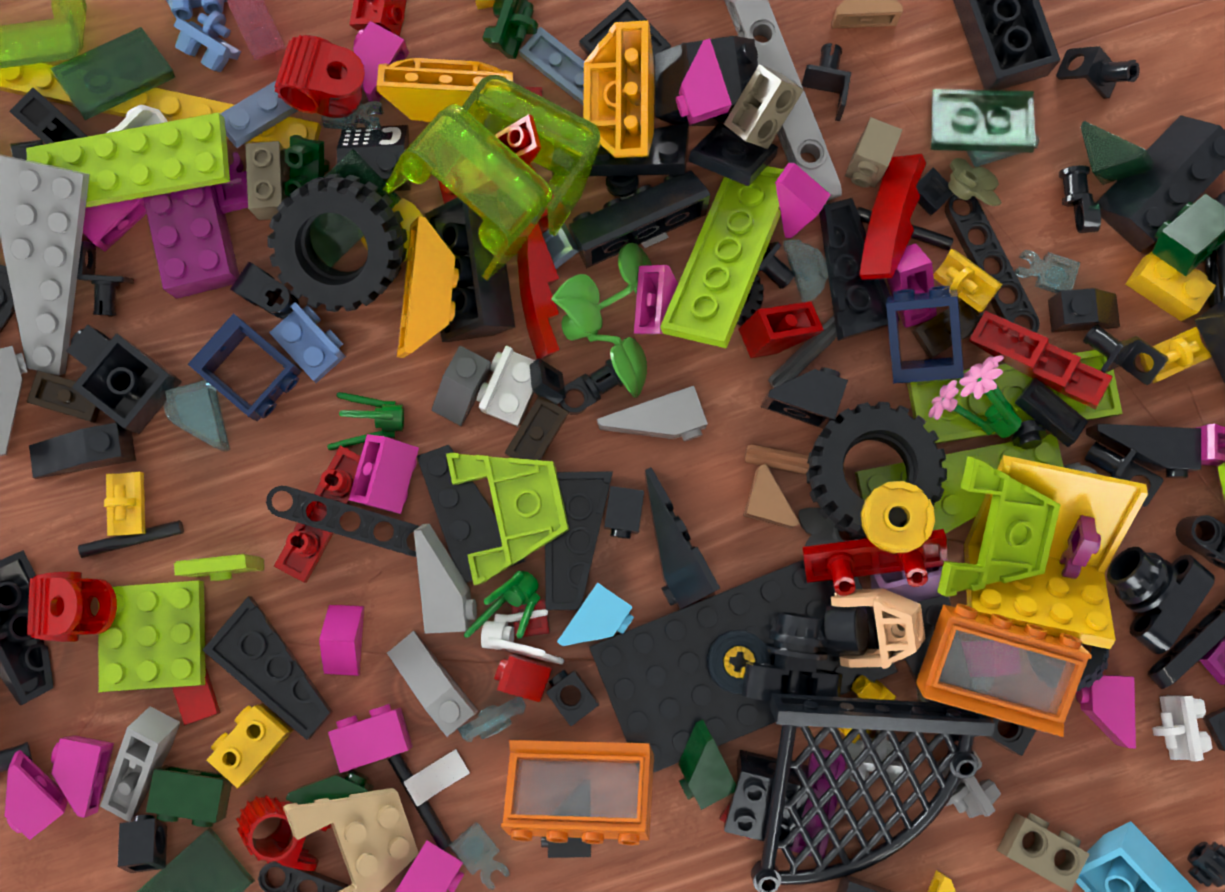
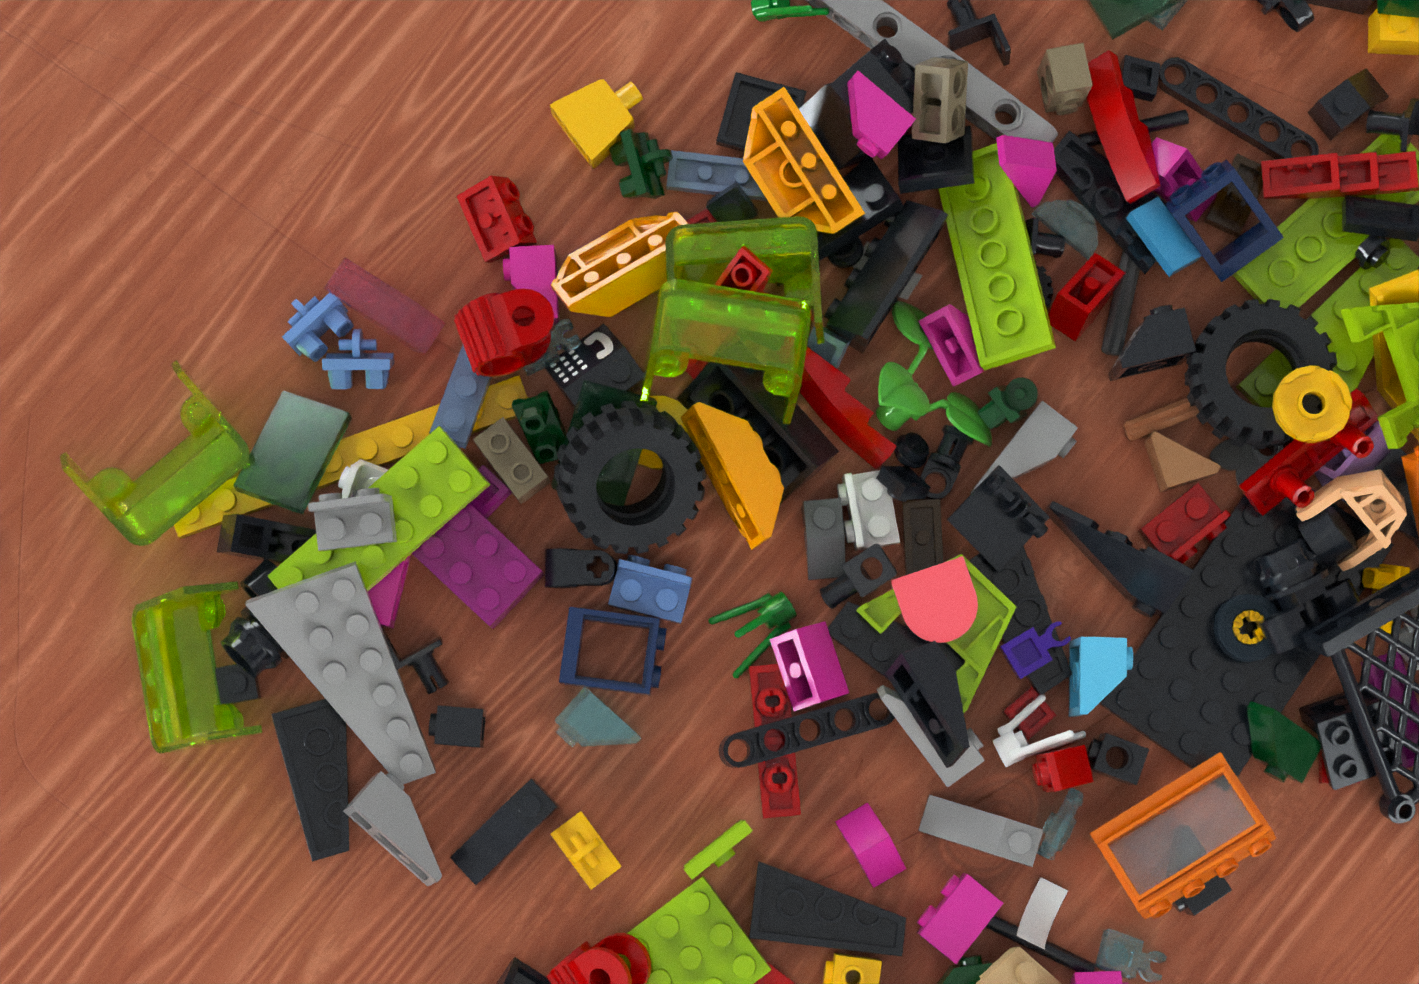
camera: 35 degrees left, 0 degrees up
(58, 395) = (456, 788): dark brown plate -> none
(107, 142) = (353, 520): none -> light grey bracket
(119, 542) = (595, 895): black bar -> none
(126, 384) = (512, 737): black slope -> none
(454, 548) = (933, 697): none -> black slope
(465, 430) = (856, 577): none -> black bracket
(509, 485) = (938, 601): none -> coral tile
(516, 591) = (1004, 696): green plant -> none
(556, 569) = (1029, 651): none -> dark purple plate
(559, 92) = (732, 205): none -> black plate
(572, 362) = (911, 450): none -> black plate
(600, 453) = (999, 518): none -> black hinge
(623, 511) = (1052, 558): black brick -> none
(666, 371) = (1009, 402): none -> dark green hips
(744, 551) = (1185, 524): none -> red bracket
(870, 320) = (1163, 236): none -> dark azure tile
(972, 282) = (1224, 141): yellow hips -> none
(973, 182) = (1171, 46): olive plate -> none
(980, 380) = (1337, 250): plant -> none
(1053, 272) = (1297, 84): clear light blue plate -> none

